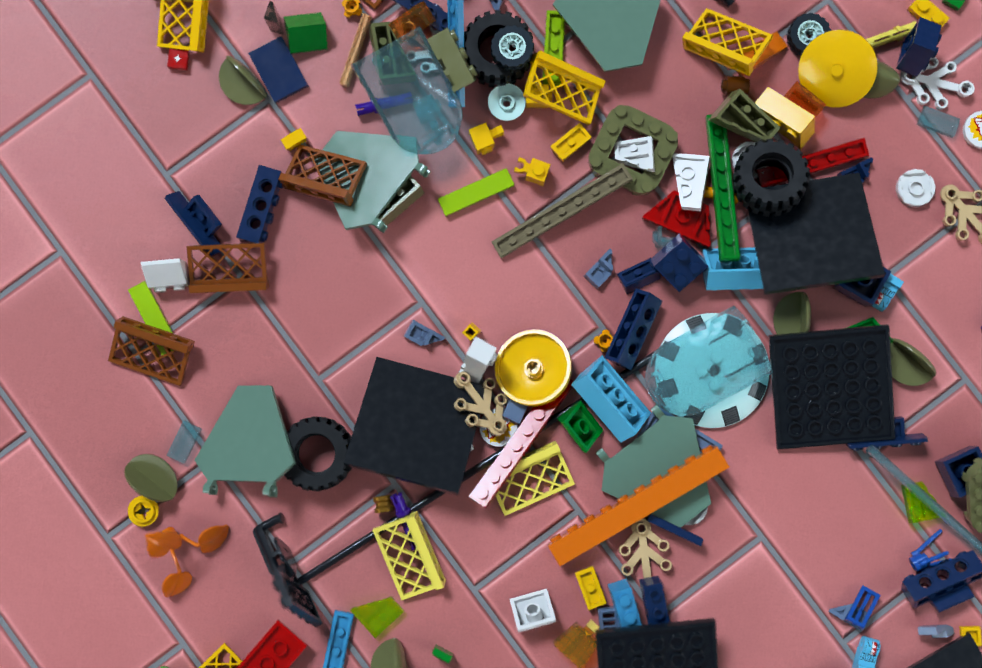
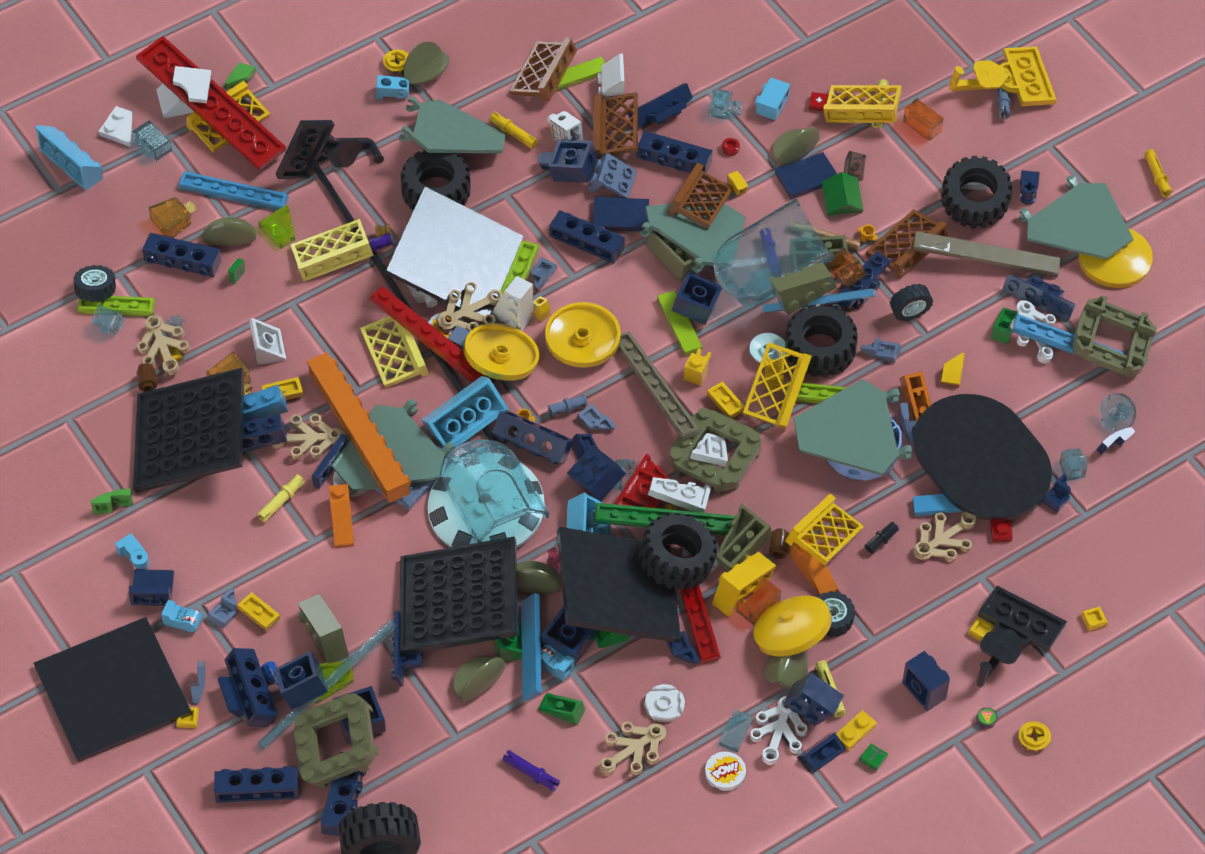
camera: 95 degrees right, 30 degrees down
(161, 542) = (365, 55): orange plant -> none
(179, 106) = (772, 98): none -> medium azure brick
(183, 512) = (392, 87): none -> medium azure leg
(184, 442) = (457, 93): clear light blue tile -> none
(189, 158) = (722, 104): none -> clear light blue brick
(234, 378) = (507, 126): none -> yellow pin
(237, 320) = (565, 127): none -> white torso
(243, 149) = (730, 146): none -> red tile
(281, 315) = (570, 160): none -> dark blue brick
(293, 270) = (613, 175): none -> sand blue bracket
(340, 258) = (620, 213): none -> dark blue tile
(385, 283) = (586, 236): none -> dark blue brick
(421, 358) = (522, 263): none -> lime tile
(454, 173) = (696, 298): none -> dark blue brick
(483, 137) = (732, 328): yellow brick -> none
(505, 286) = (582, 334): none -> yellow dish
(517, 38) = (824, 334): black wheel -> none
(581, 426) = (438, 385): green slope -> none
(588, 298) = (567, 405): none -> sand blue pin
(712, 569) = (287, 491): none -> light yellow pin
(737, 512) = (341, 515): none -> orange slope
(772, 299) = (554, 560): none -> clear pink plate
(852, 581) = (258, 611): none -> yellow plate
(854, 621) = (229, 618): blue tile -> none
(870, 518) = (323, 628): none -> olive wedge
(876, 314) = (531, 647): none -> dark azure tile
(929, 283) = (562, 708): none -> green slope
(943, 530) = (301, 680): none -> dark blue brick
(953, 44) = (822, 752): none -> dark blue slope

